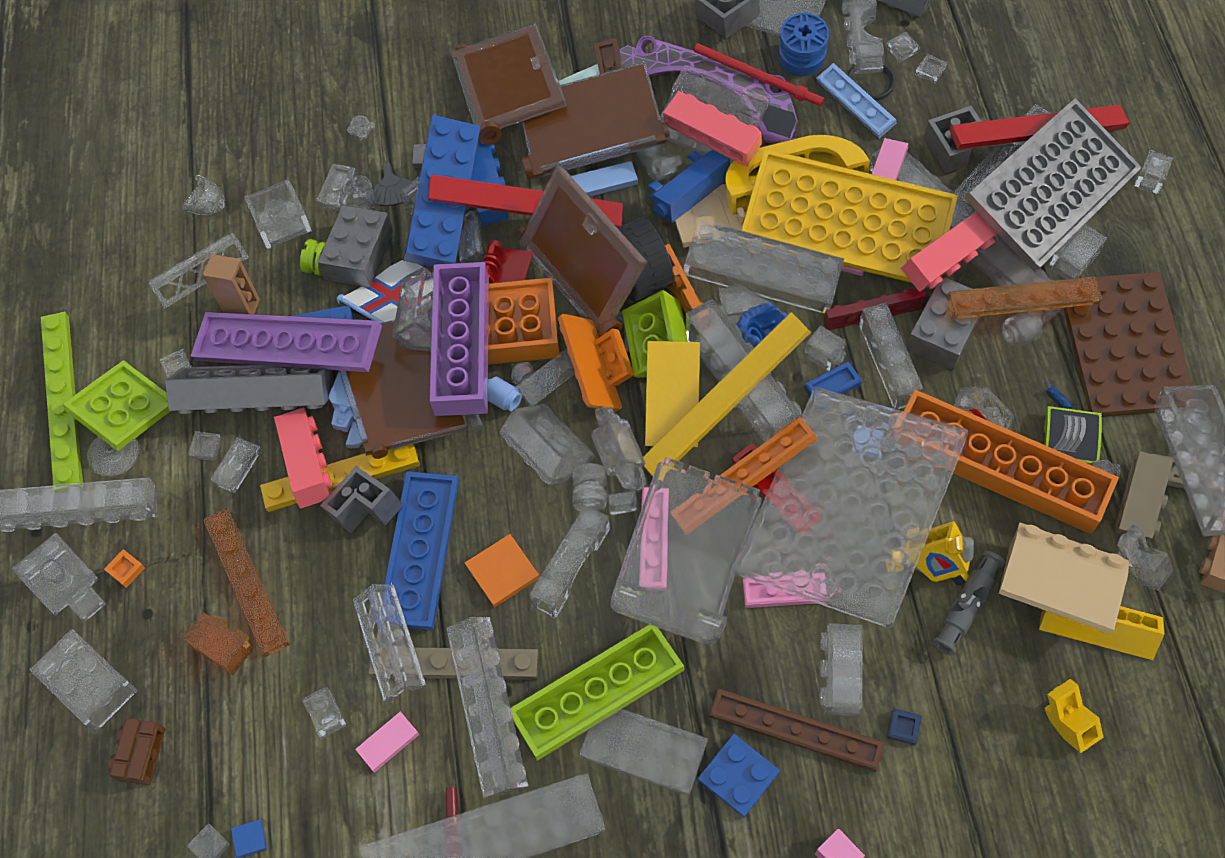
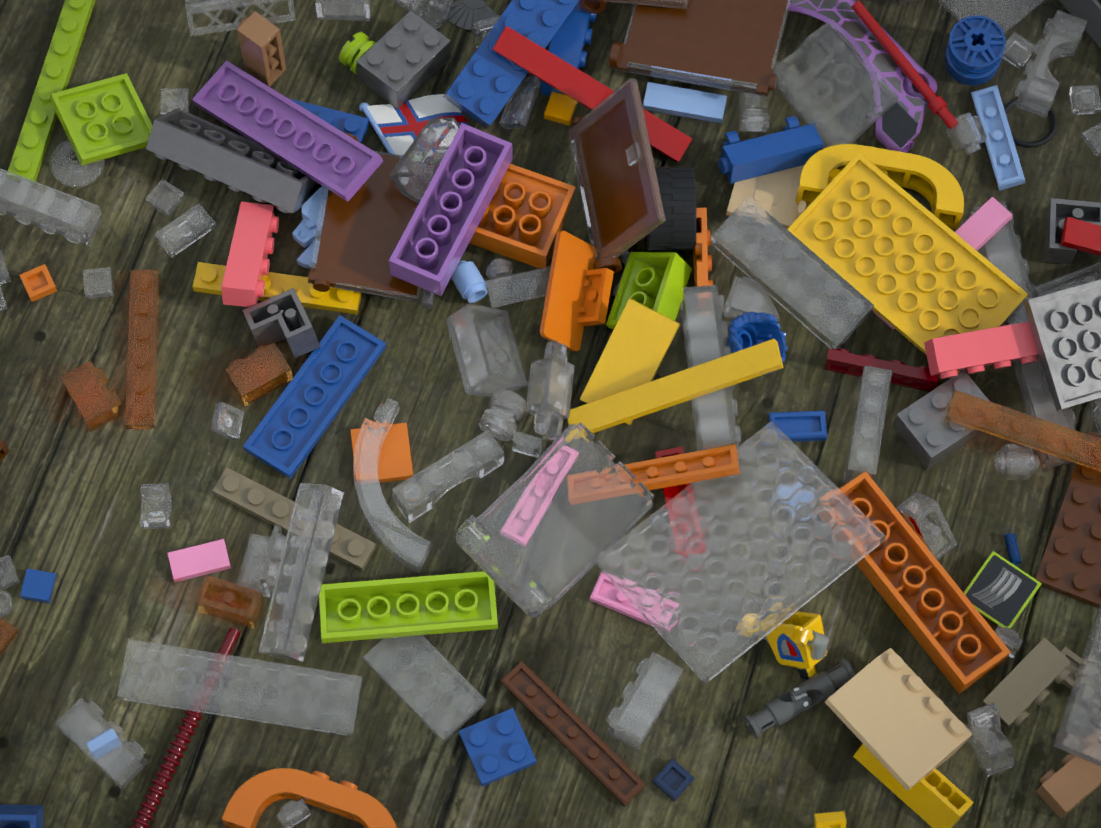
camera: 20 degrees right, 5 degrees up
(179, 543) = (98, 282): none -> clear tile
(346, 606) = (227, 420): none -> clear plate
(360, 553) = (259, 373): none -> clear orange brick
(392, 636) = (248, 466): clear fence -> none
(435, 765) = (230, 601): none -> clear orange brick
(445, 717) = (262, 561): none -> clear bracket
(504, 228) = (560, 108): none -> light orange tile
(506, 264) = (540, 149): red hinge -> none
(534, 627) = (387, 528): none -> clear arch
(713, 128) = (820, 103): coral brick -> none
(825, 348) = (808, 387): clear brick -> none
(833, 108) = (967, 134): none -> clear head
(835, 34) = (1018, 50): none -> clear tile

